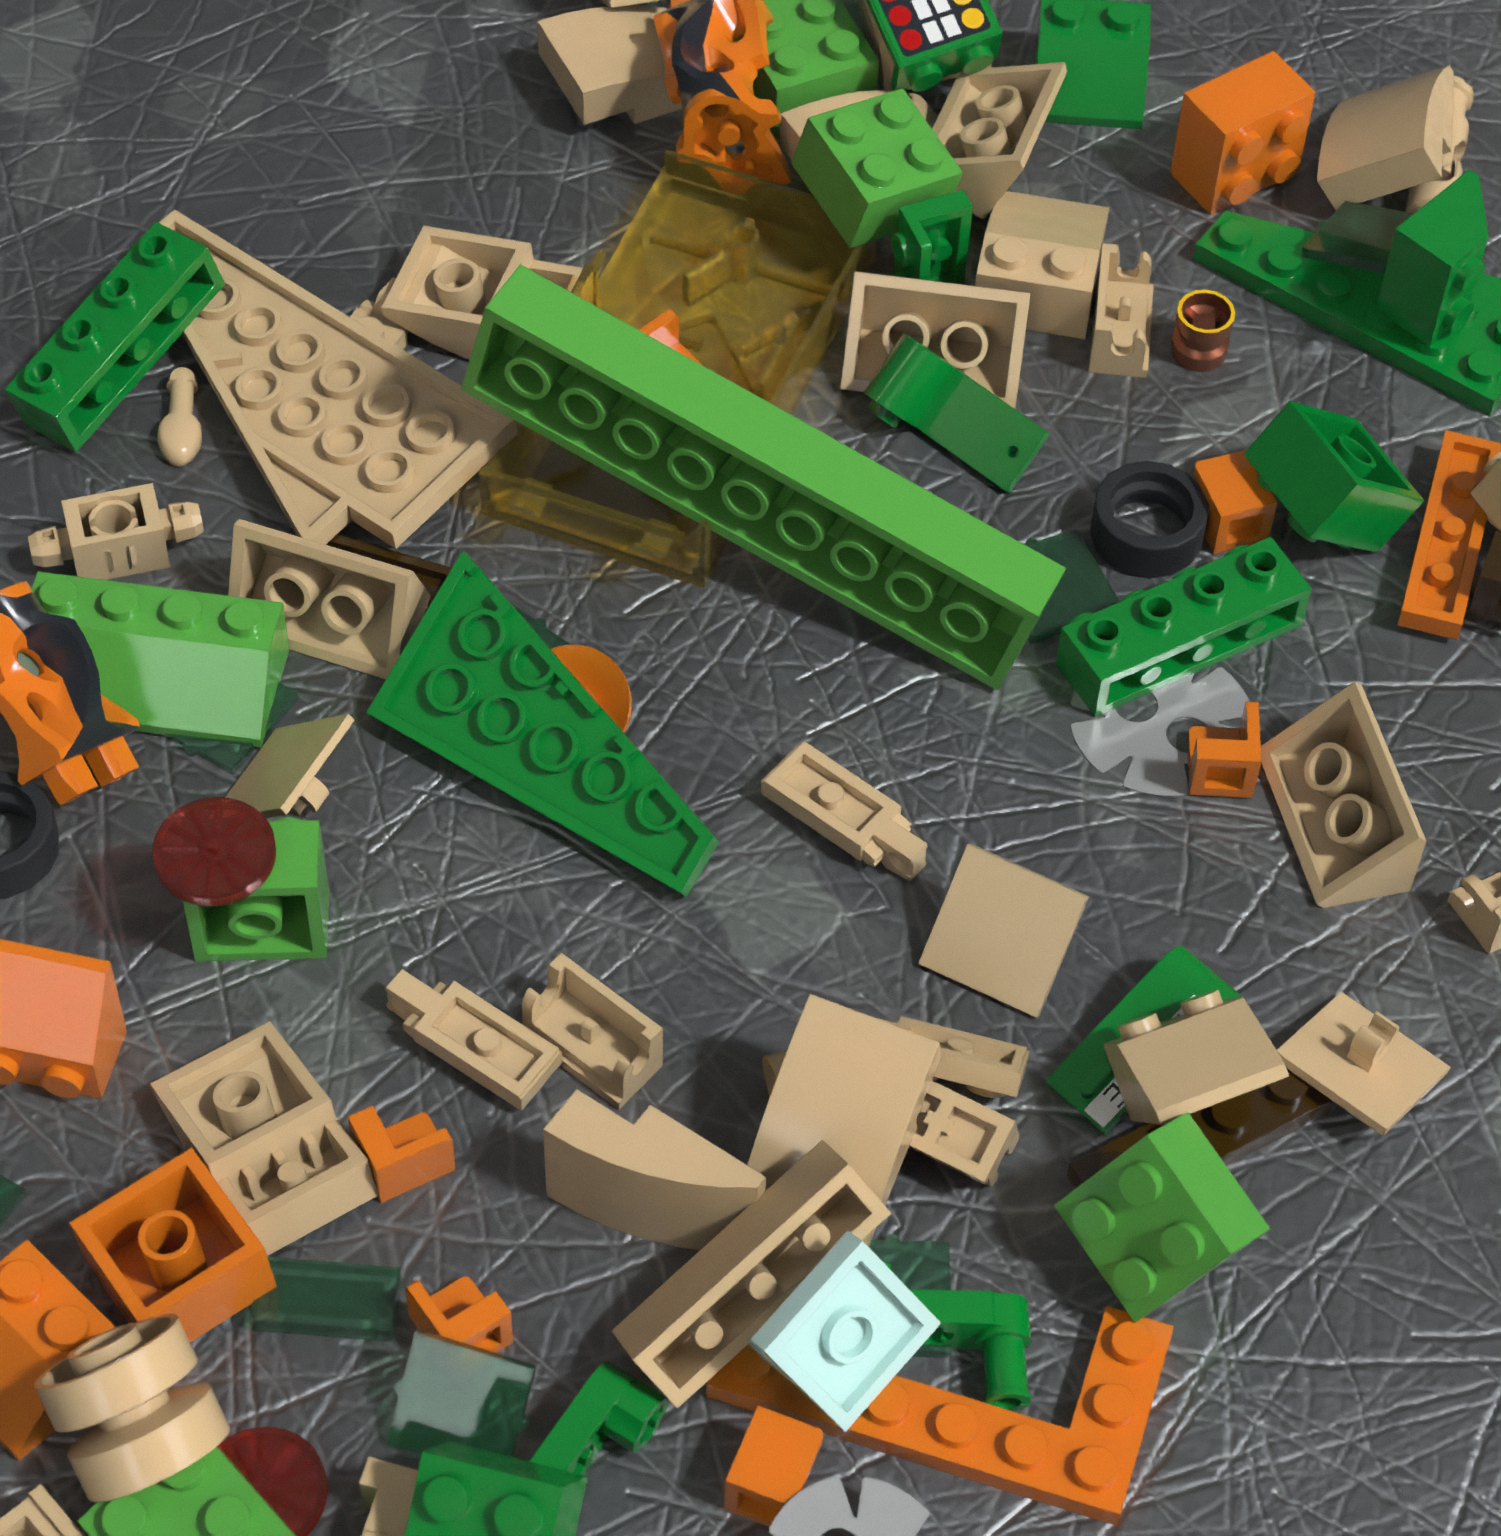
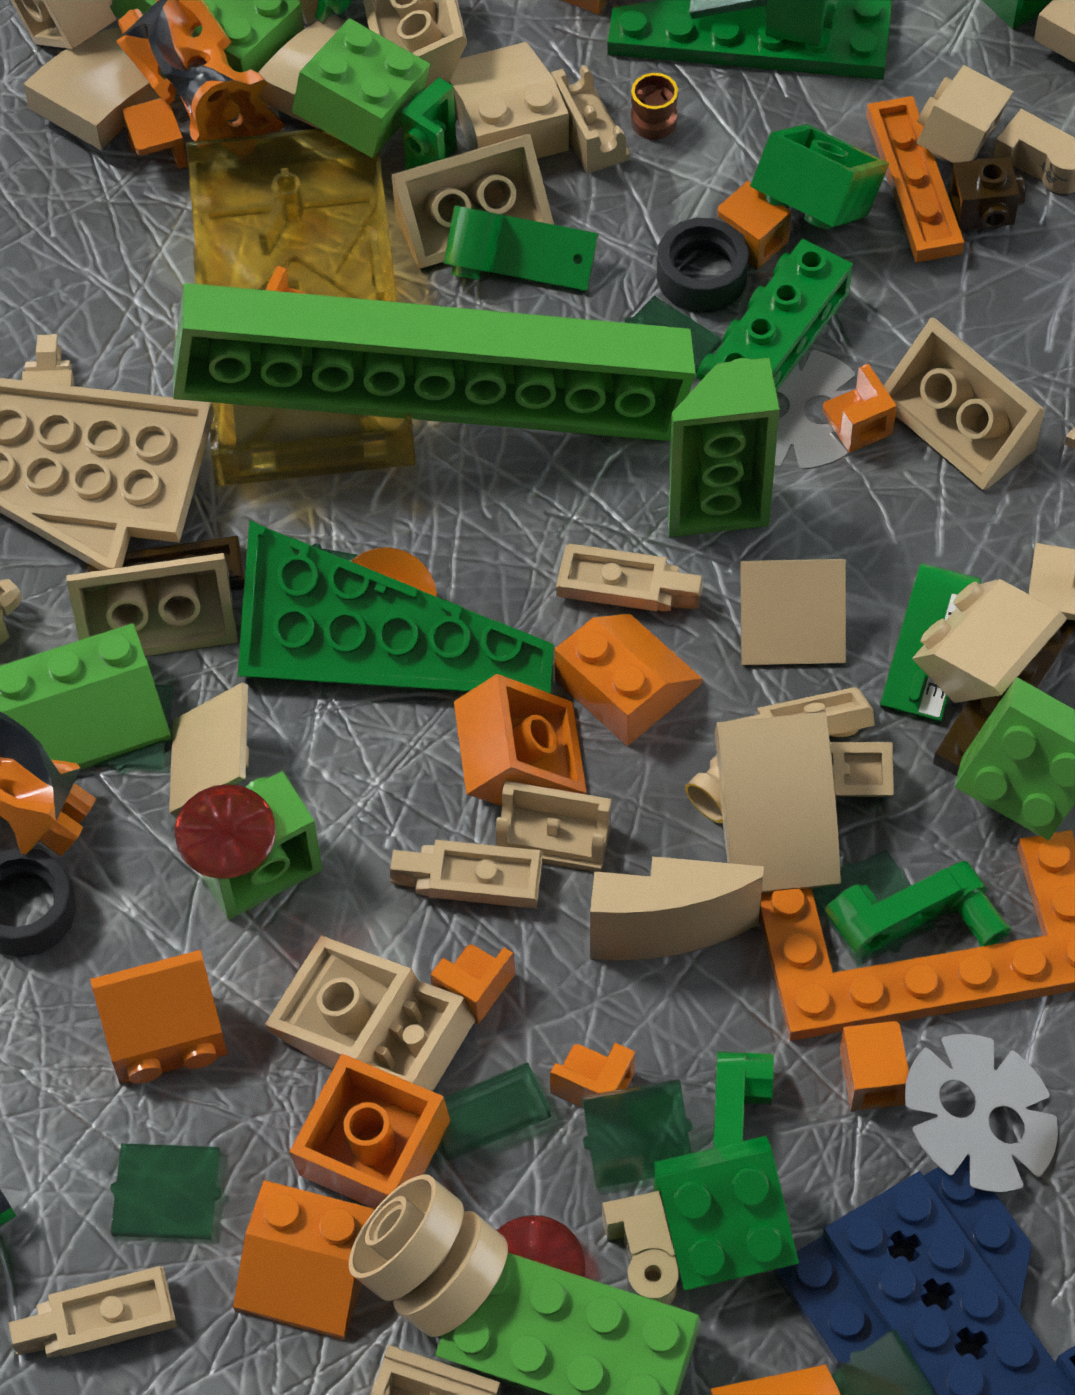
camera: 25 degrees left, 5 degrees up
(454, 278) = (113, 319): tan slope -> none
(615, 921) = (517, 737): none -> orange slope
(647, 122) = (154, 128): none -> orange panel
(747, 1273) = (786, 938): tan brick -> none
(778, 907) = (622, 674): none -> orange slope
(845, 1331) = (871, 944): light aqua bracket -> none
(1013, 710) = (724, 450): none -> bright green slope

